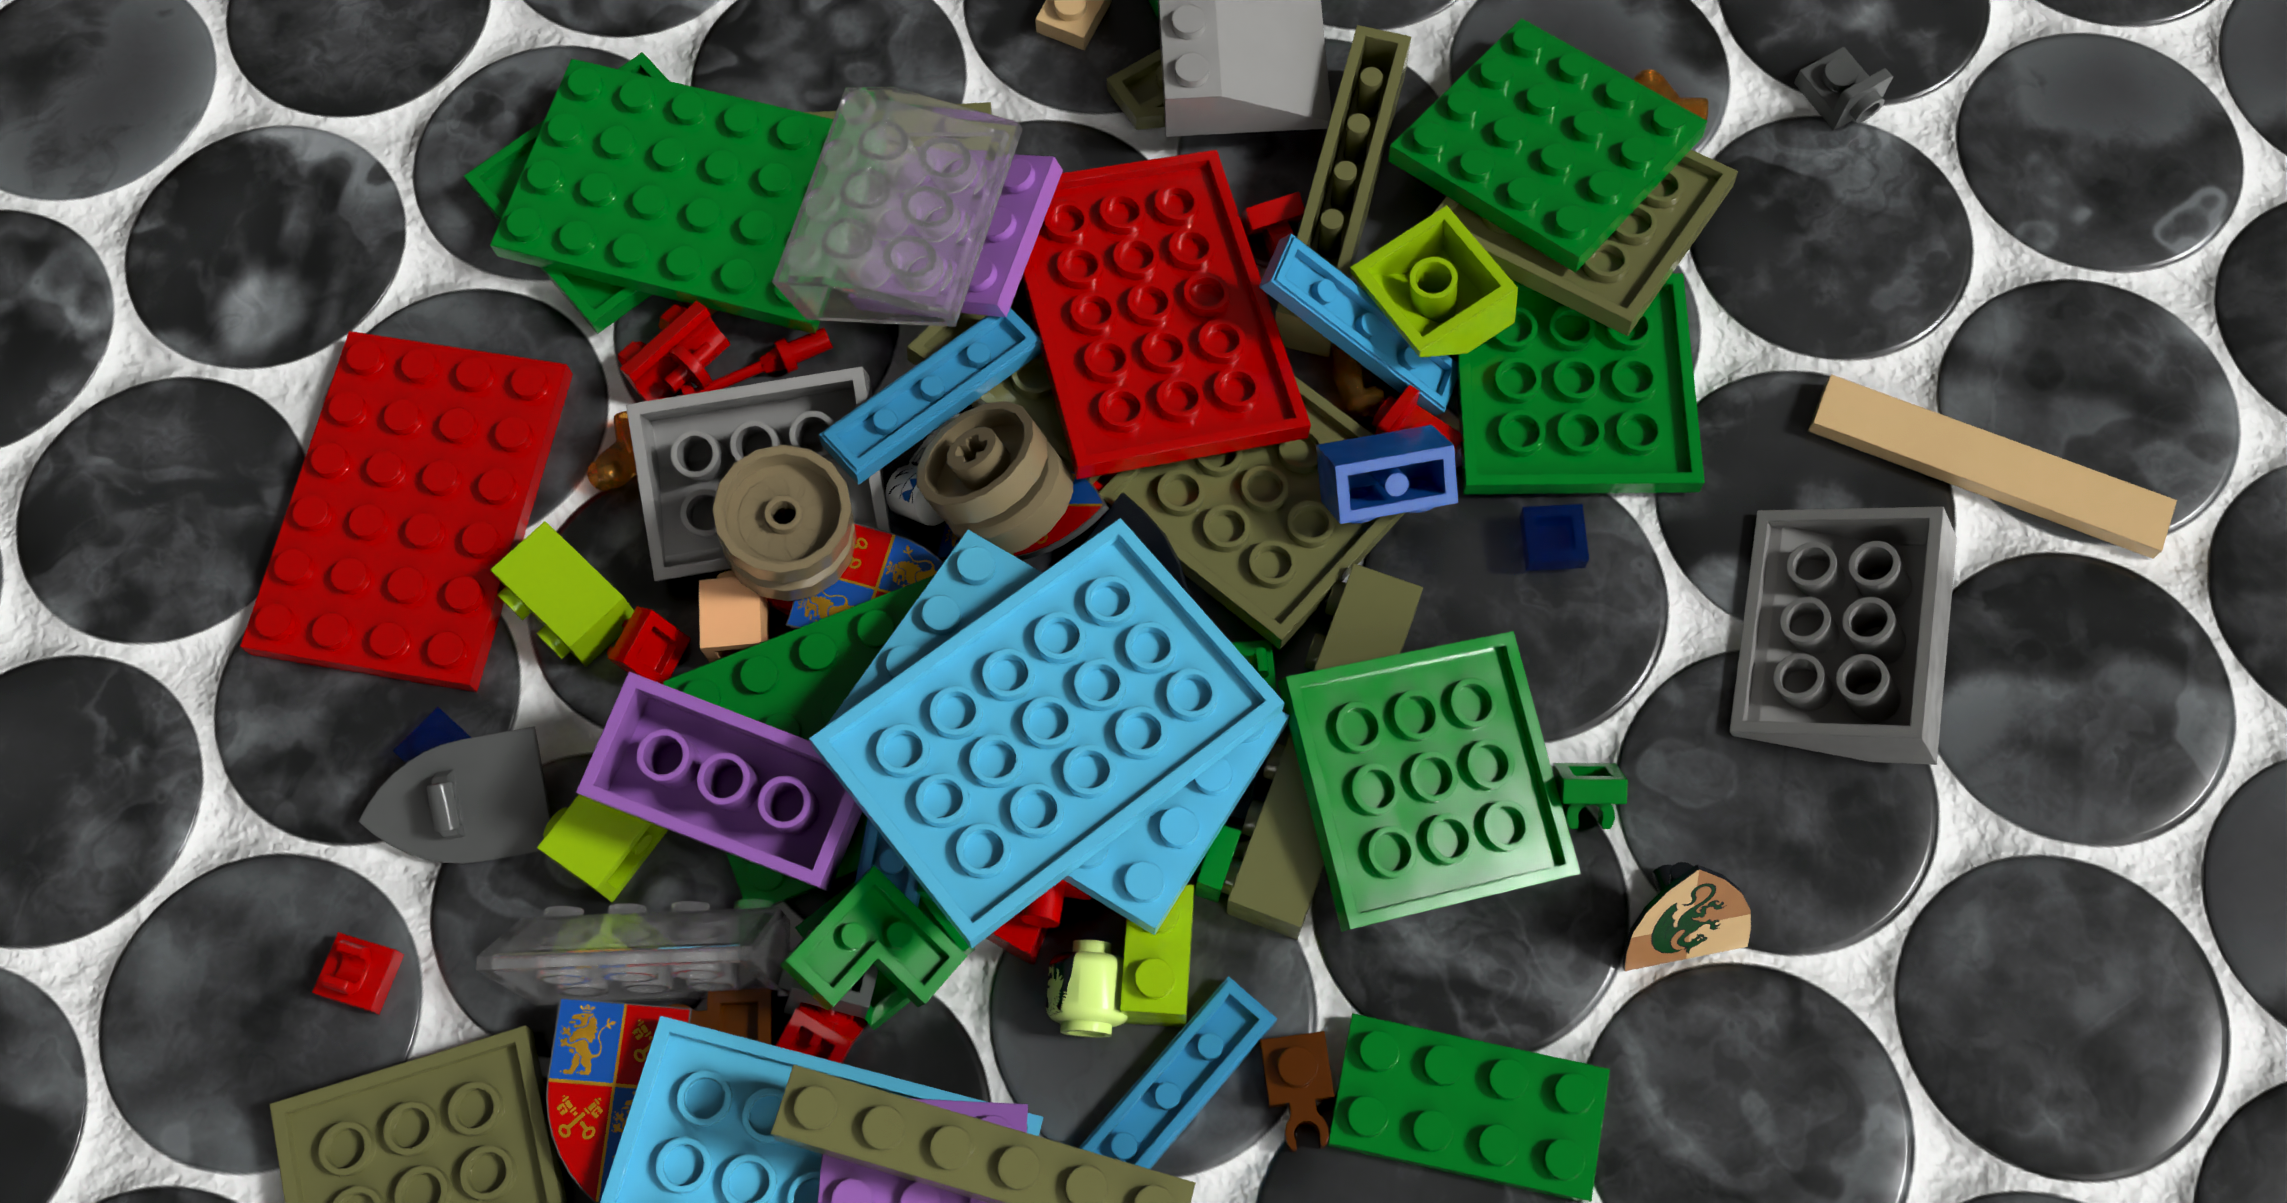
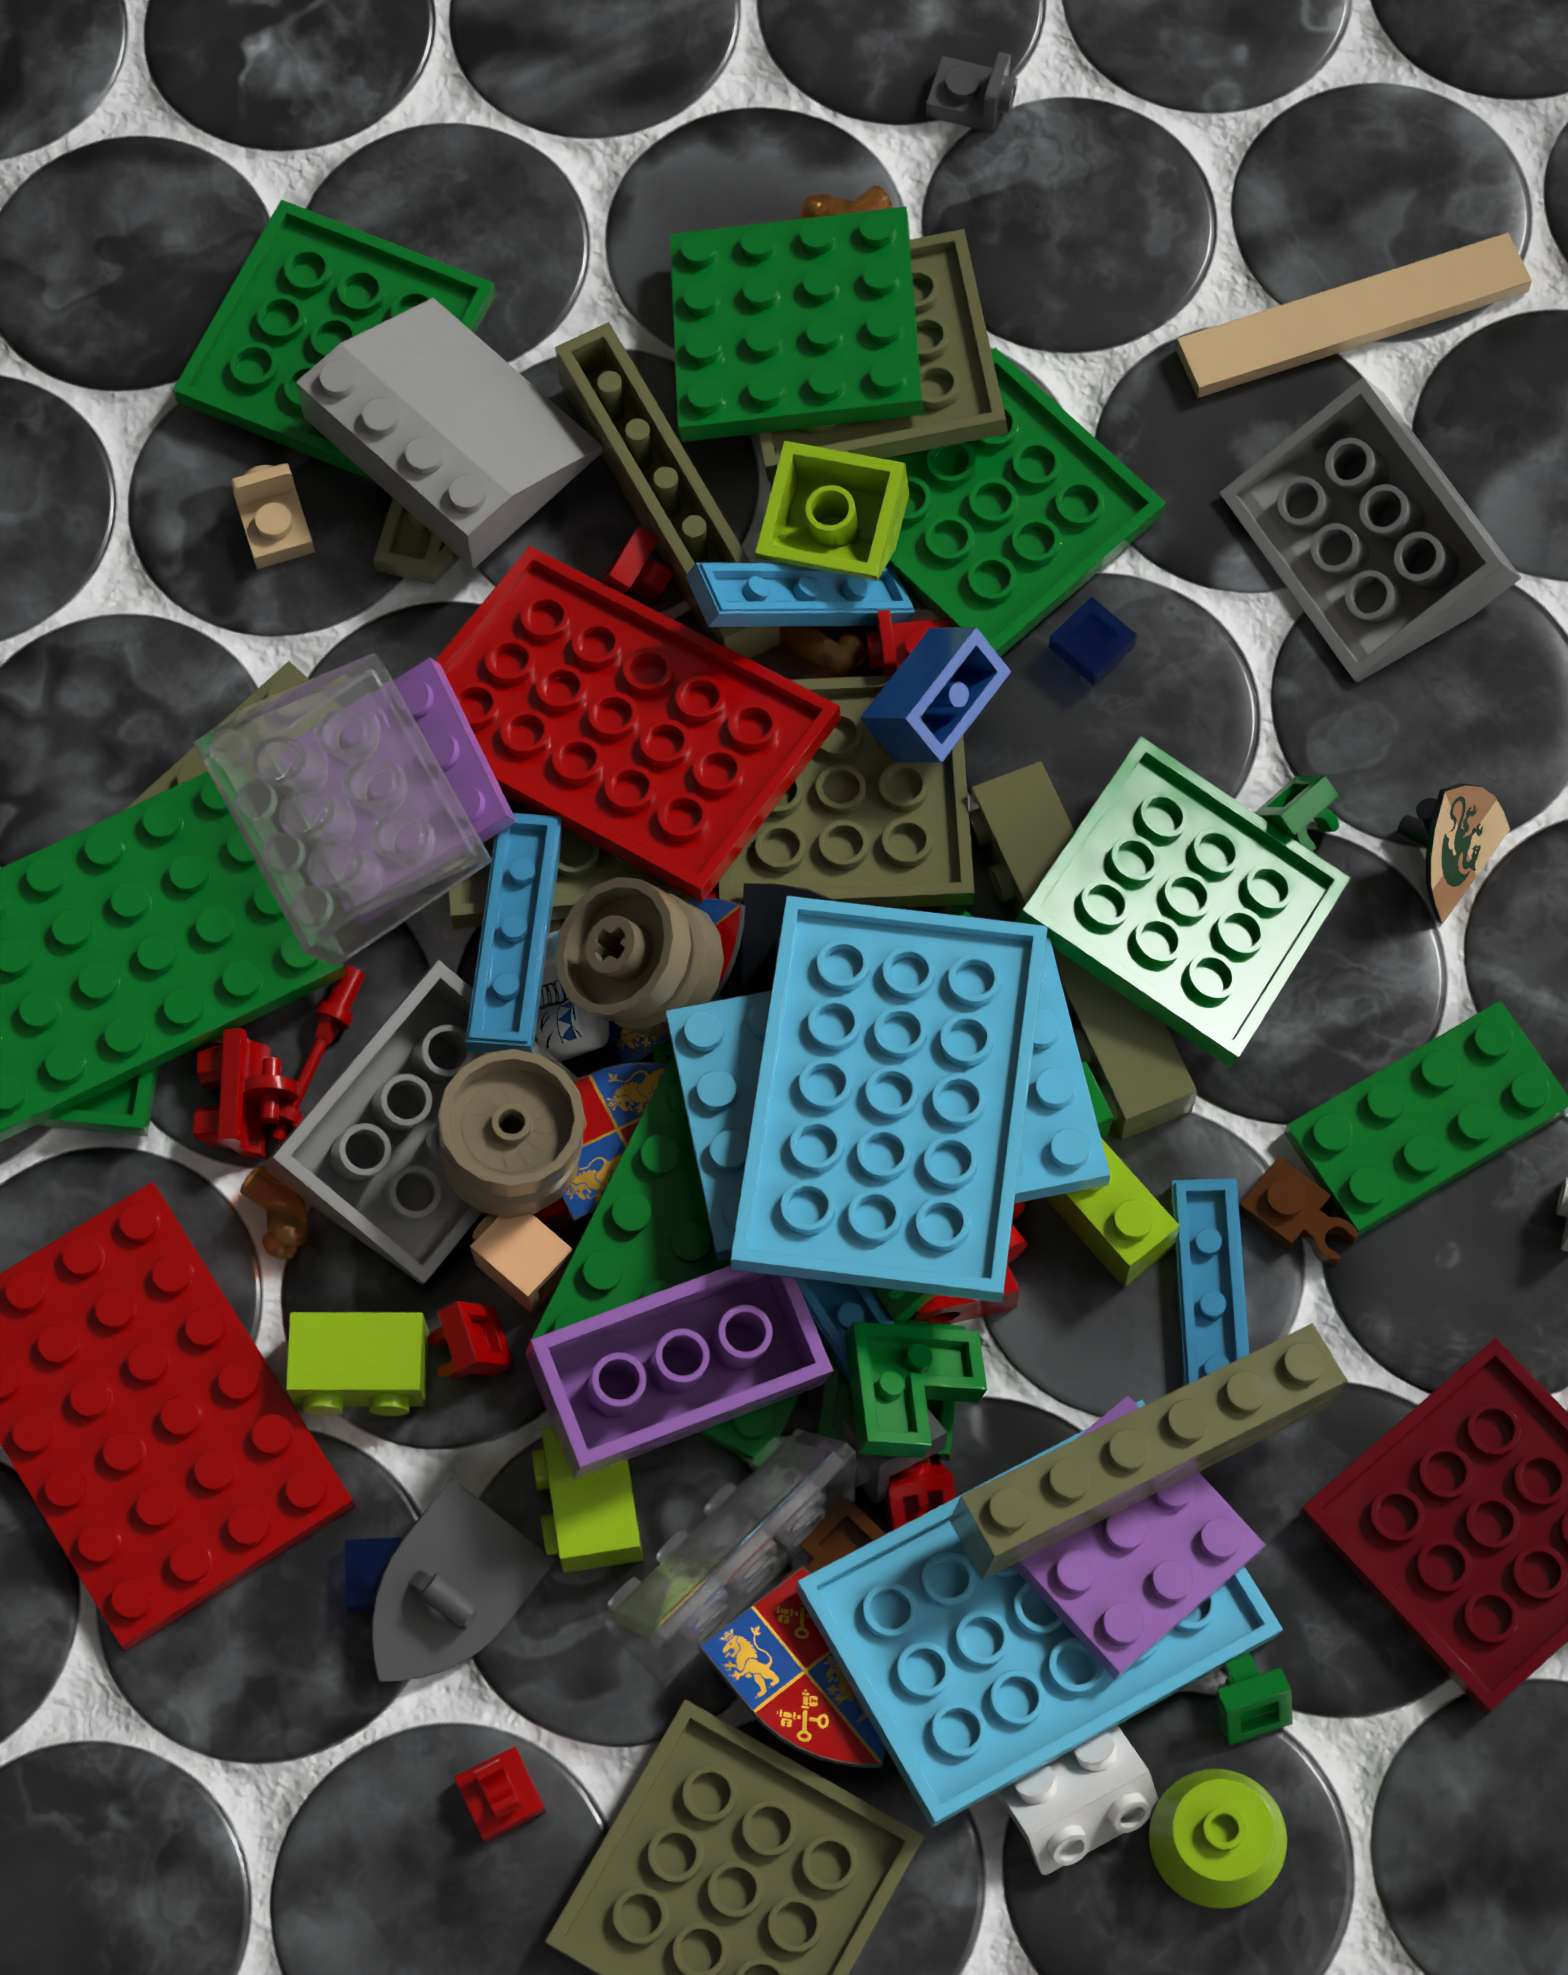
camera: 45 degrees left, 0 degrees up
(1086, 990) = (1084, 1280): yellowish green head -> none

